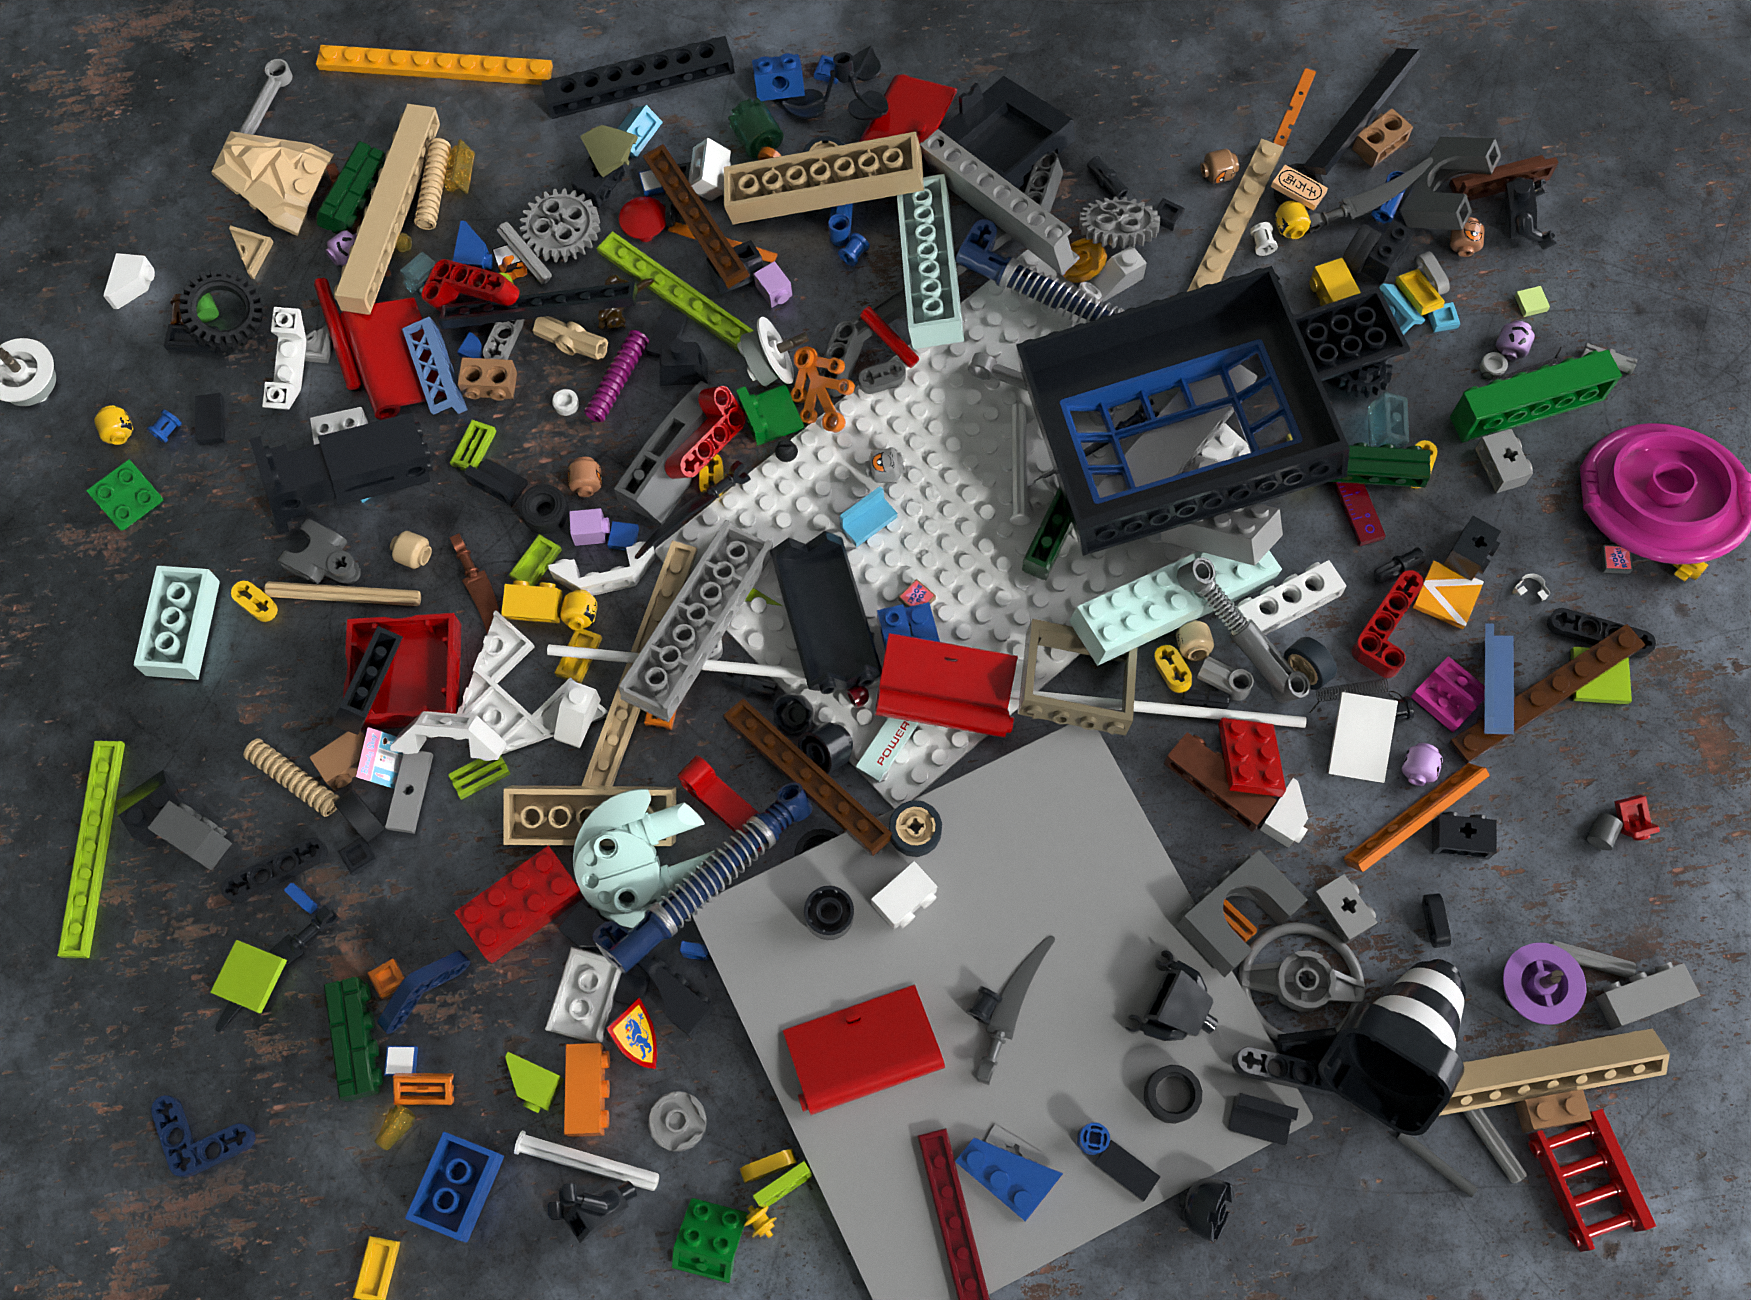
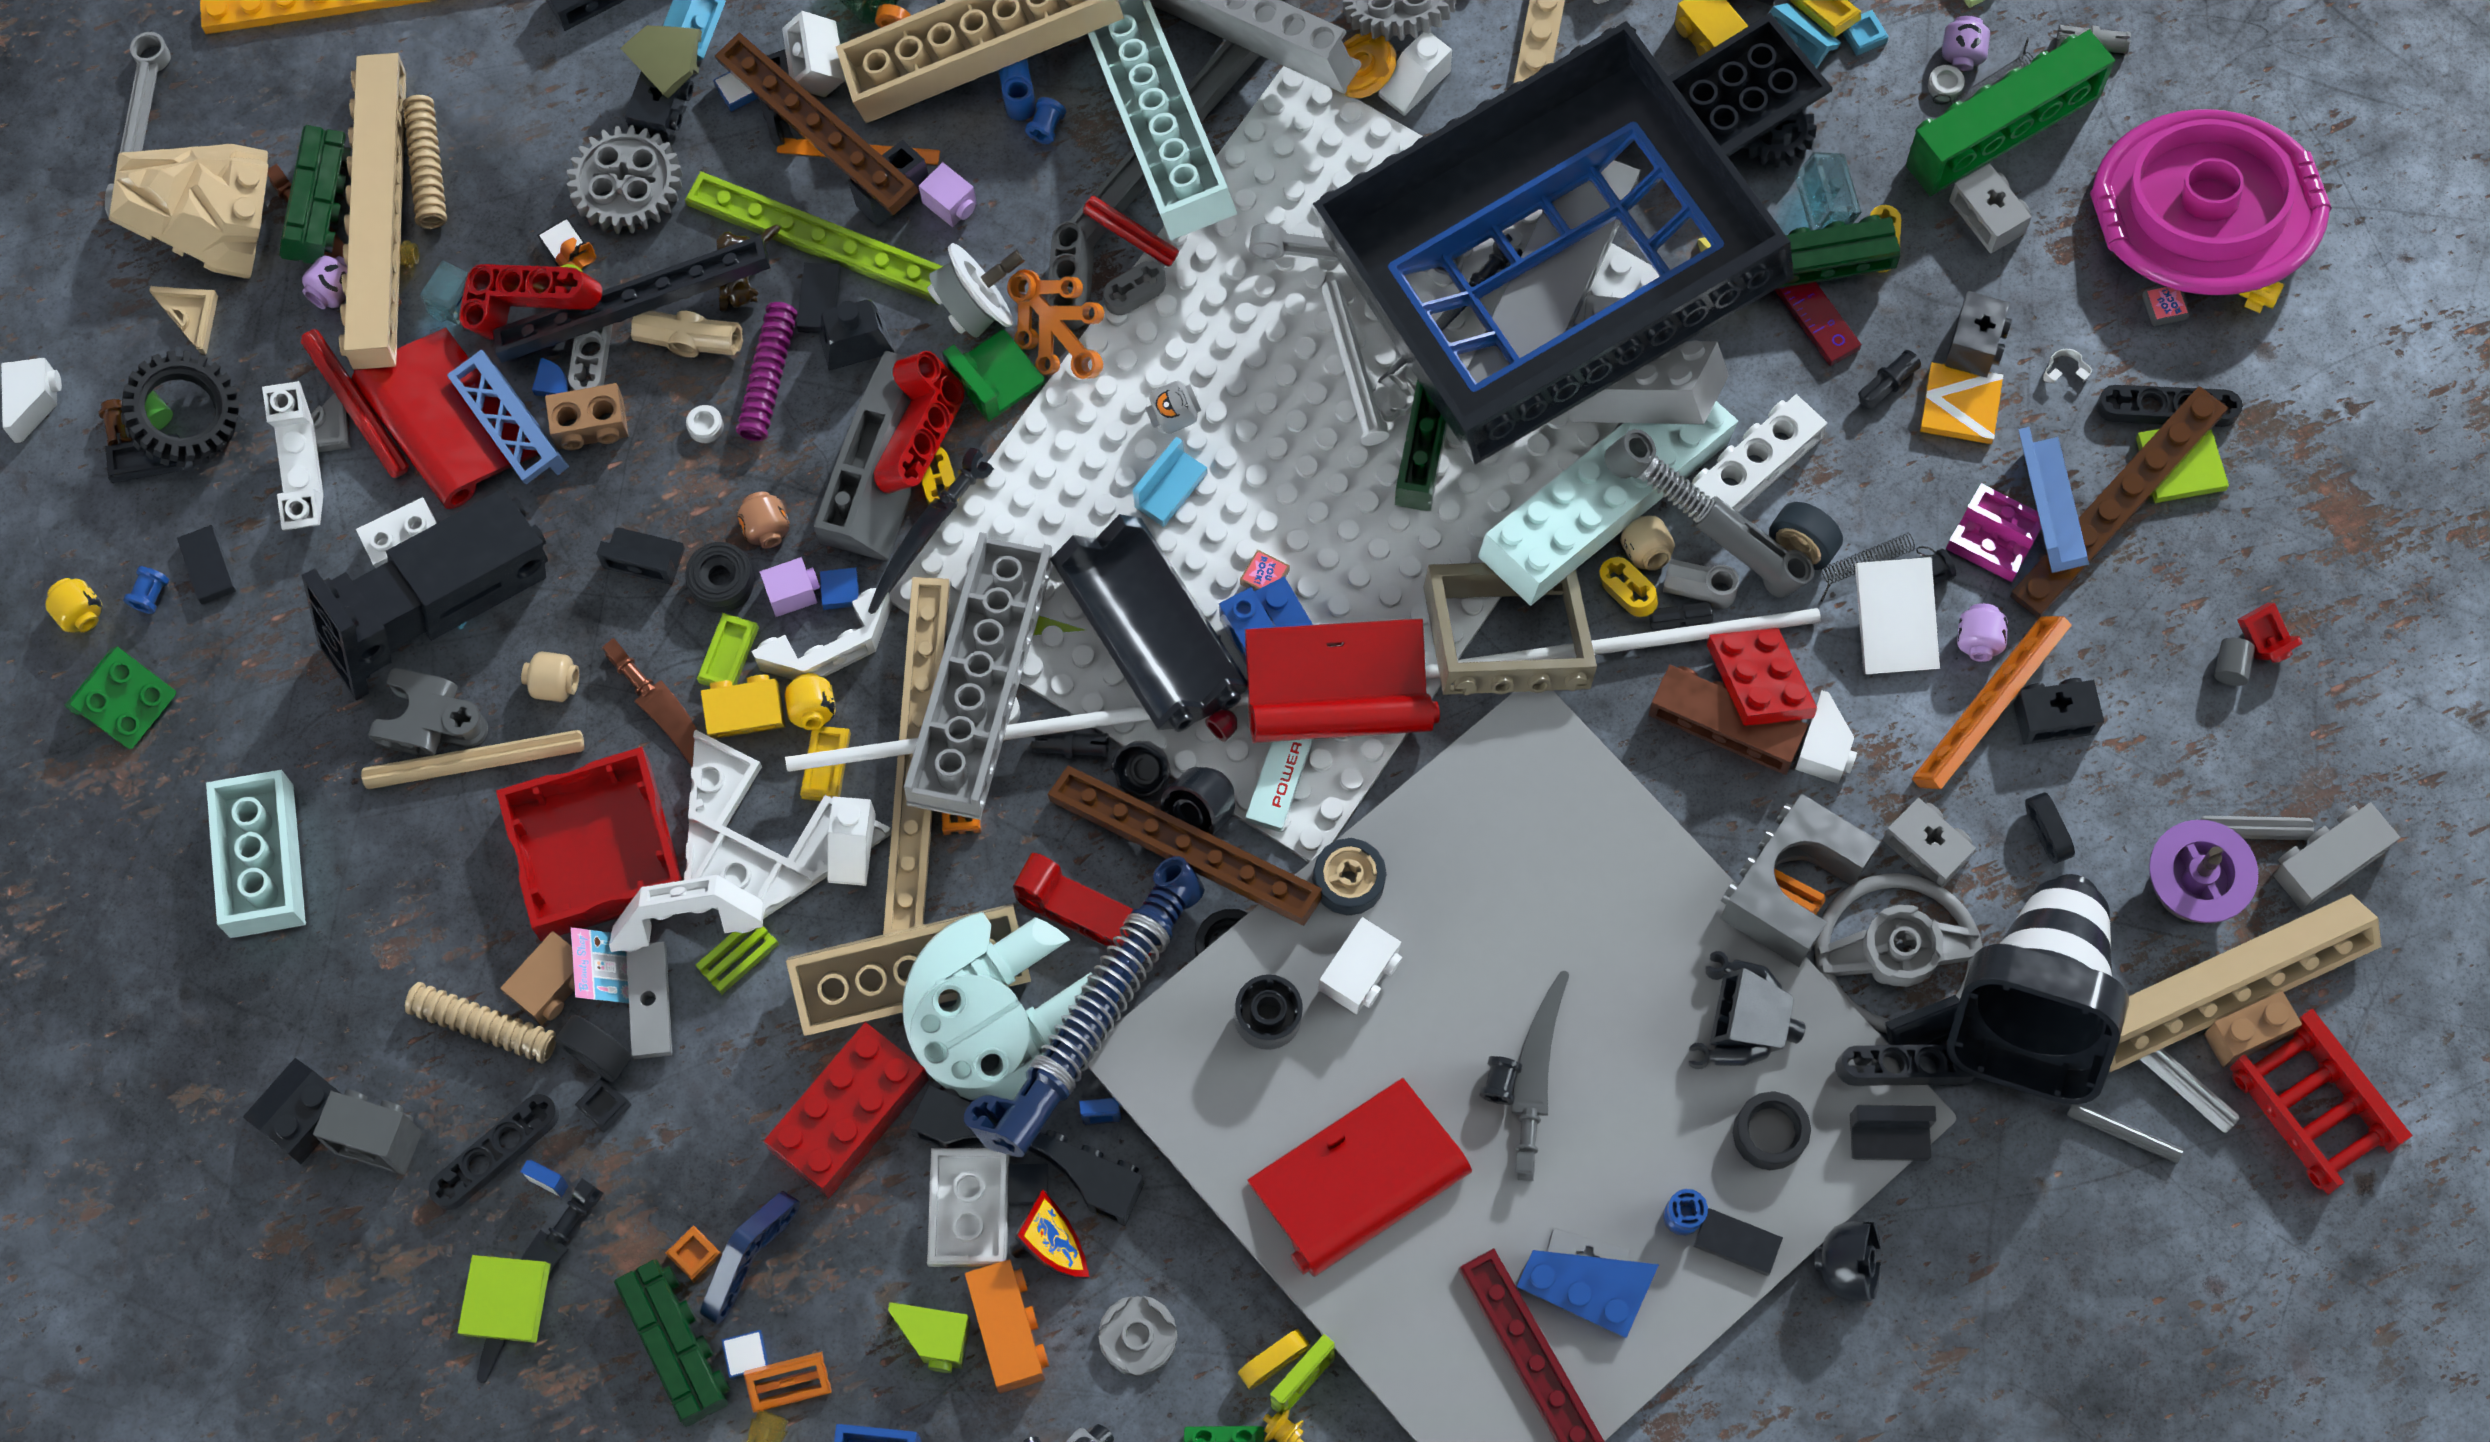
camera: 15 degrees left, 0 degrees up
(91, 850) = (229, 1188): lime tile -> none
(257, 597) = (348, 806): yellow beam -> none
(367, 680) = (553, 865): black brick -> none
(456, 459) = (589, 543): lime tile -> none
(461, 166) = (455, 117): clear yellow hinge -> none
(471, 249) = (510, 241): blue slope -> none
(524, 252) = (586, 229): light grey axle -> none
(585, 1161) = (1031, 1417): white axle -> none
(642, 218) = (737, 142): red dish -> none
(786, 450) = (1032, 419): black piece -> none
(1010, 274) = (1273, 106): dark blue piece -> none
(1091, 289) = (1383, 108): white tile -> none
(1389, 619) = (1893, 452): red beam -> none

